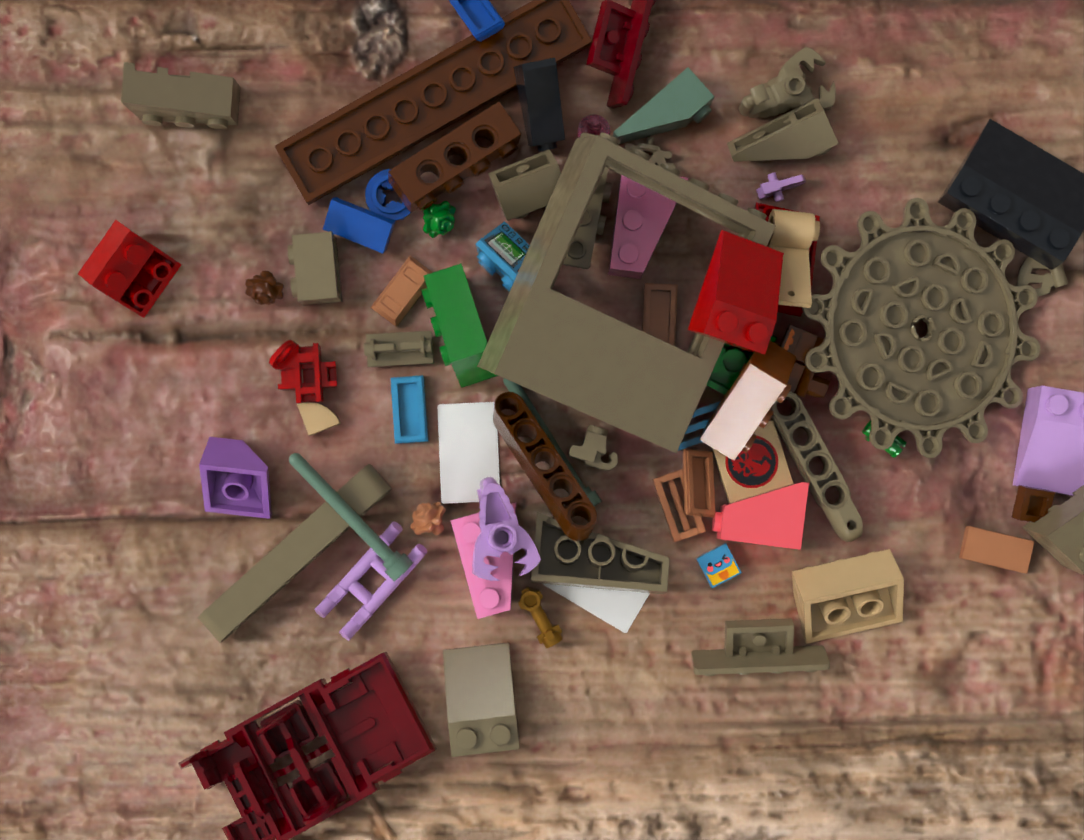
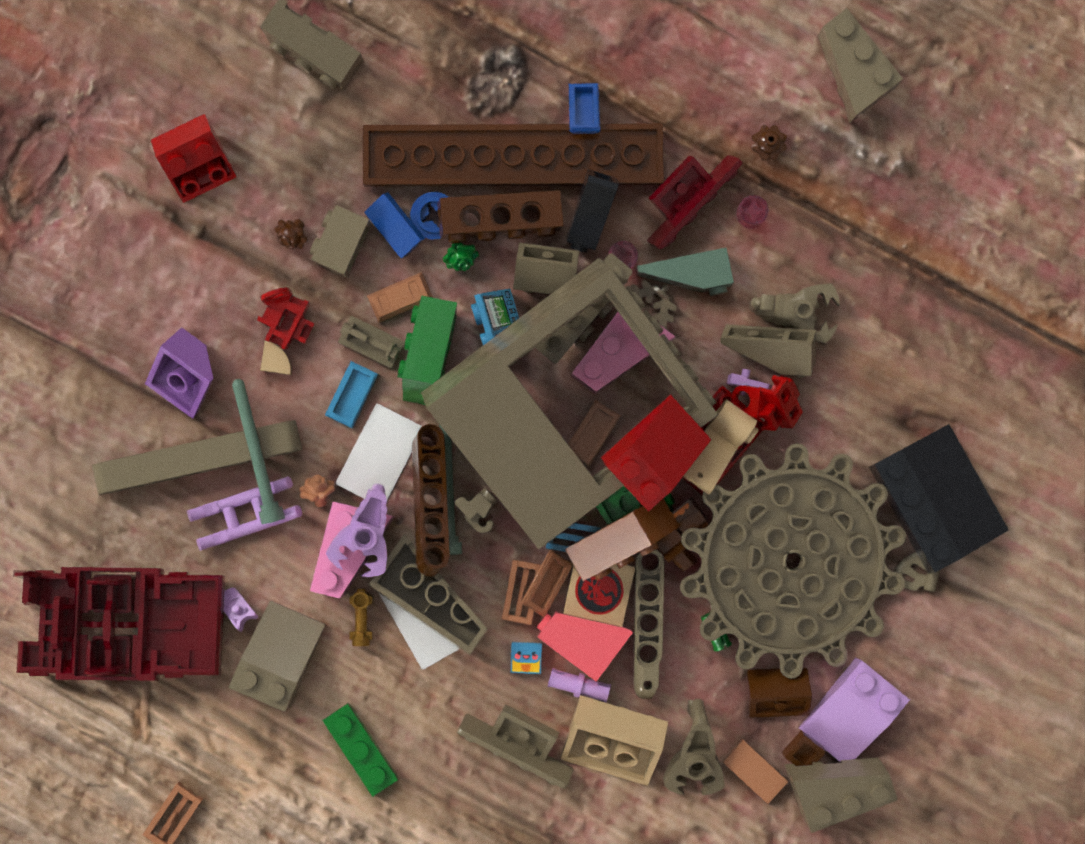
camera: 30 degrees right, 0 degrees up
(416, 675) = (237, 608): none -> lavender piece
(610, 743) = (360, 749): none -> green plate
(693, 15) = (753, 206): none -> clear pink wheel
(784, 562) = (579, 685): none -> lavender pin
(818, 191) = (772, 404): none -> red piece
(937, 565) = (697, 756): none -> dark tan animal
(977, 464) = (778, 696): none -> reddish brown panel

